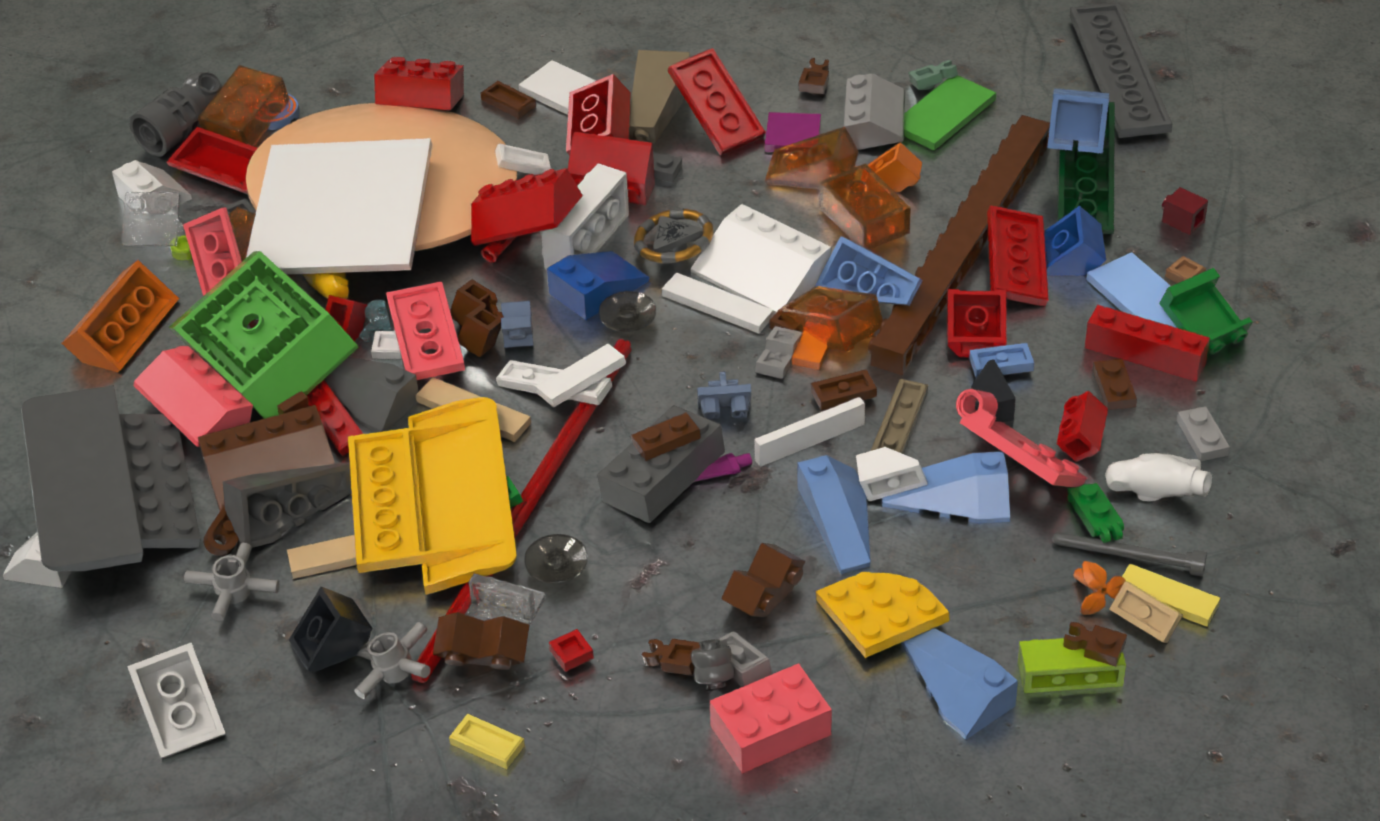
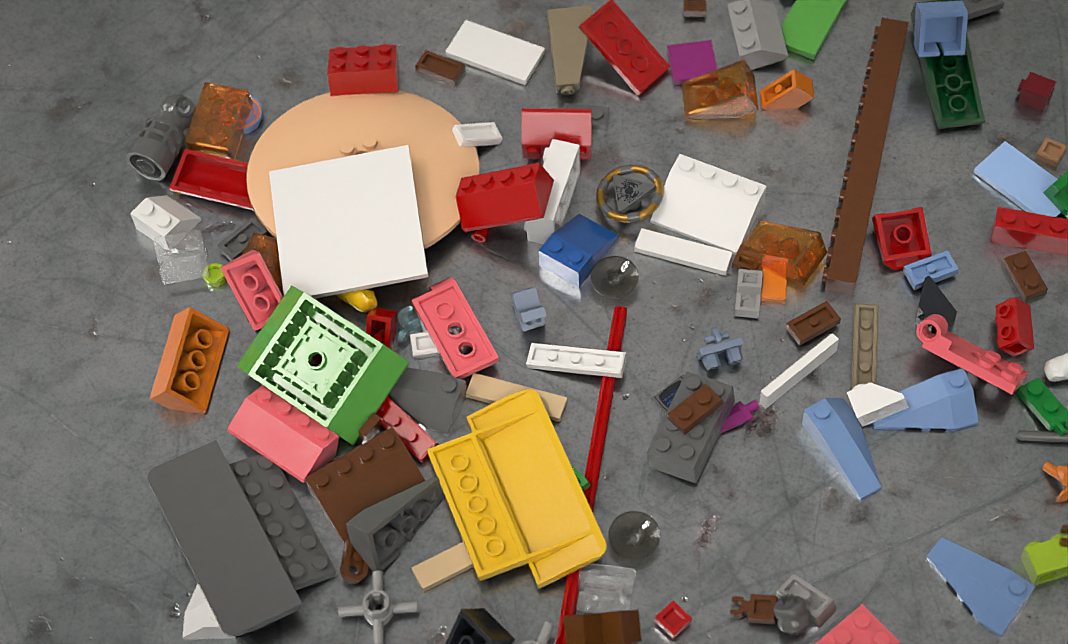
camera: 10 degrees left, 15 degrees up
(478, 315) = (492, 301): reddish brown brick -> none
(580, 375) = (601, 354): white tile -> none
(599, 110) = (531, 82): red brick -> none
(767, 581) = (807, 525): reddish brown brick -> none
(863, 271) = (803, 207): medium blue wedge -> none
(864, 207) = (778, 136): clear orange brick -> none
(881, 609) = (904, 532): yellow plate -> none
(1017, 255) = (916, 163): red tile -> none
(1074, 245) = (955, 144): blue slope -> none

